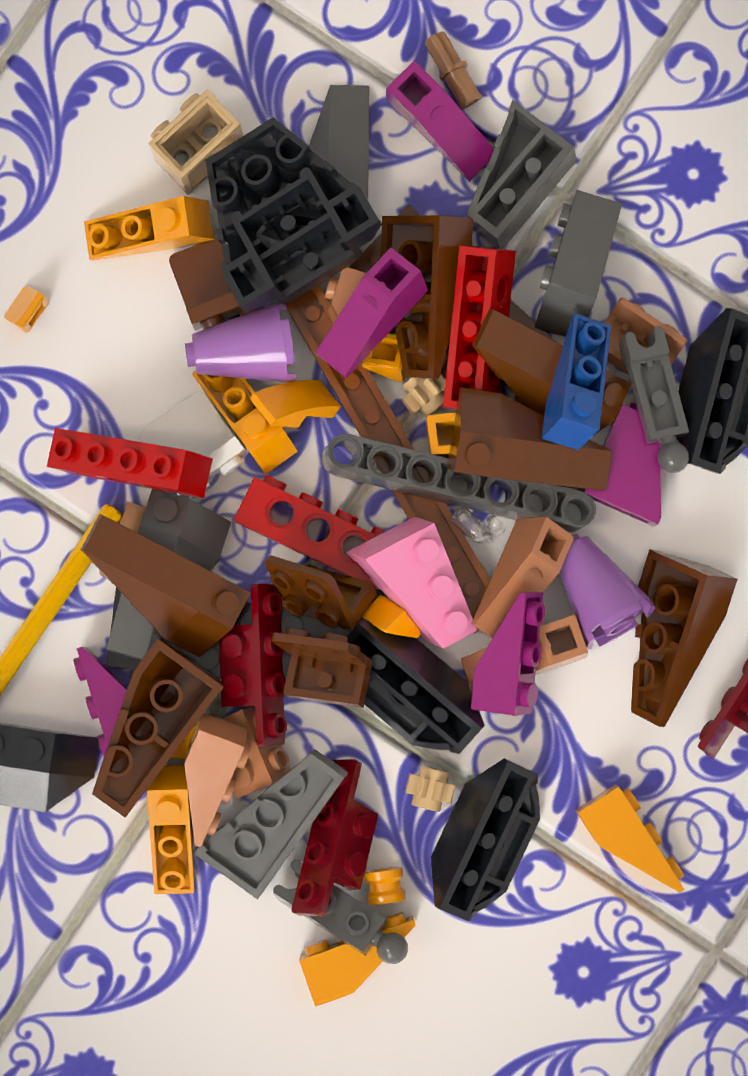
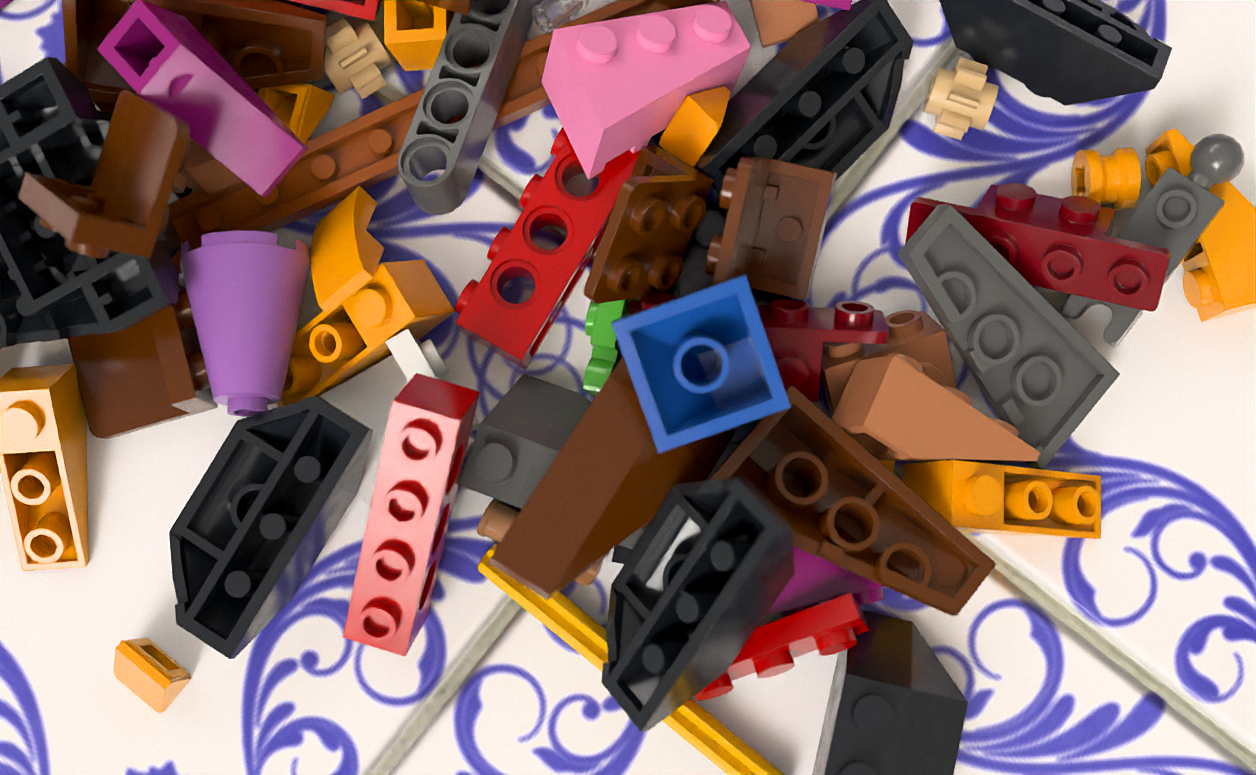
camera: 80 degrees left, 5 degrees down
(67, 687) = (773, 646): none -> red plate
(89, 633) = (693, 595): none -> black wedge
(123, 370) = (263, 518): none -> black wedge
(224, 630) = (701, 363): none -> blue slope
(245, 573) = (606, 348): none -> bright green plate
(305, 275) = (129, 188): none -> reddish brown bracket

